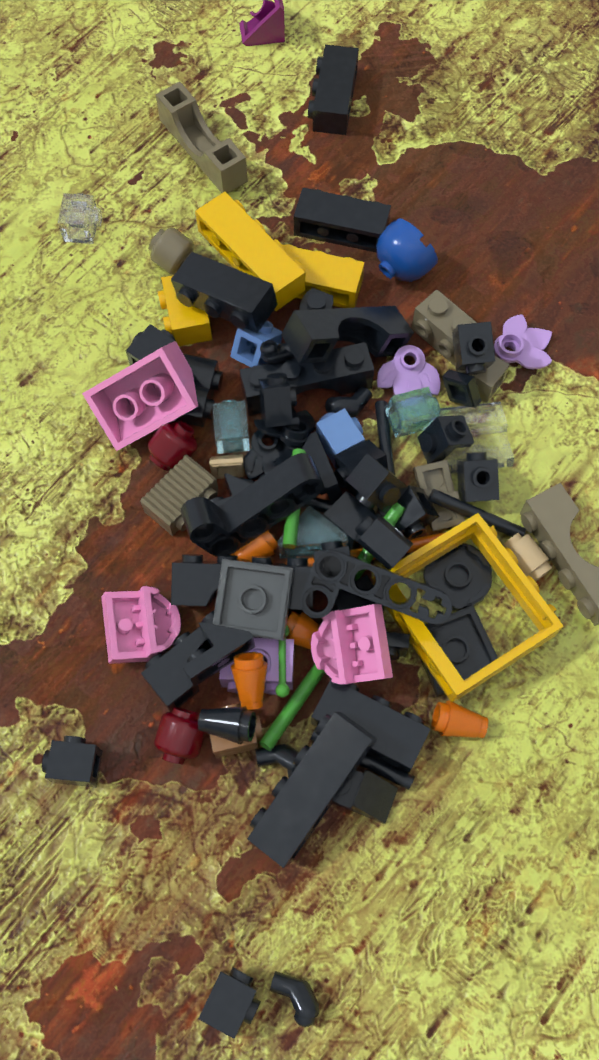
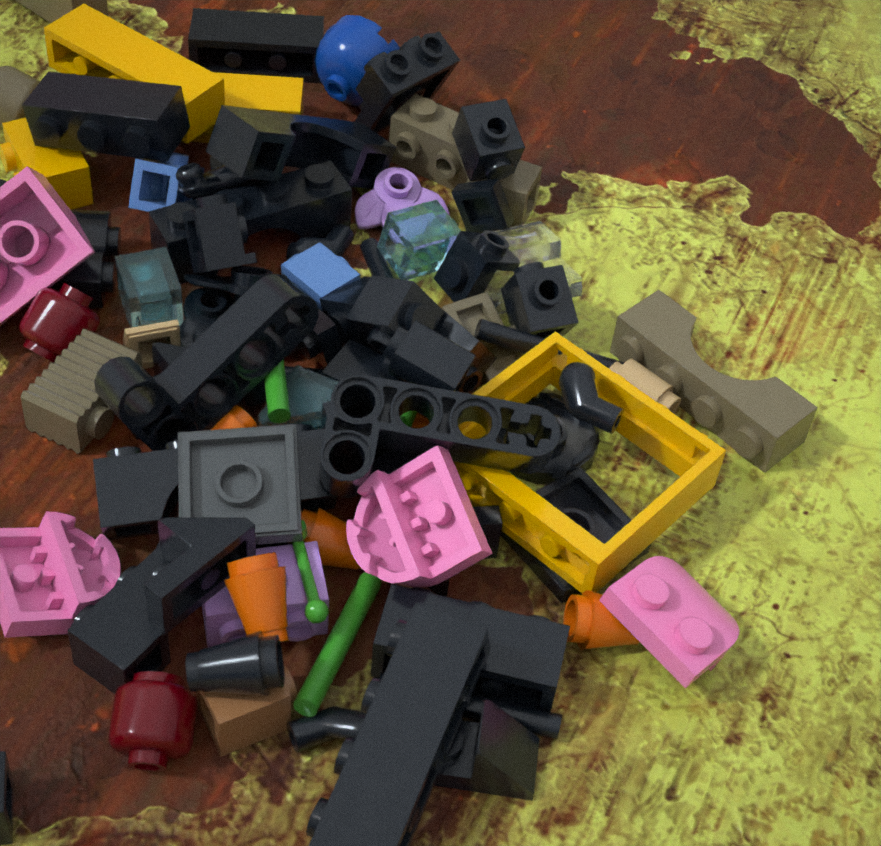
camera: 20 degrees left, 20 degrees down
(425, 279) = (395, 77): none -> black plate
(479, 571) = (582, 399): none -> black arm
(499, 731) = (672, 617): none -> bright pink slope
(527, 344) = (558, 157): lavender plate -> none

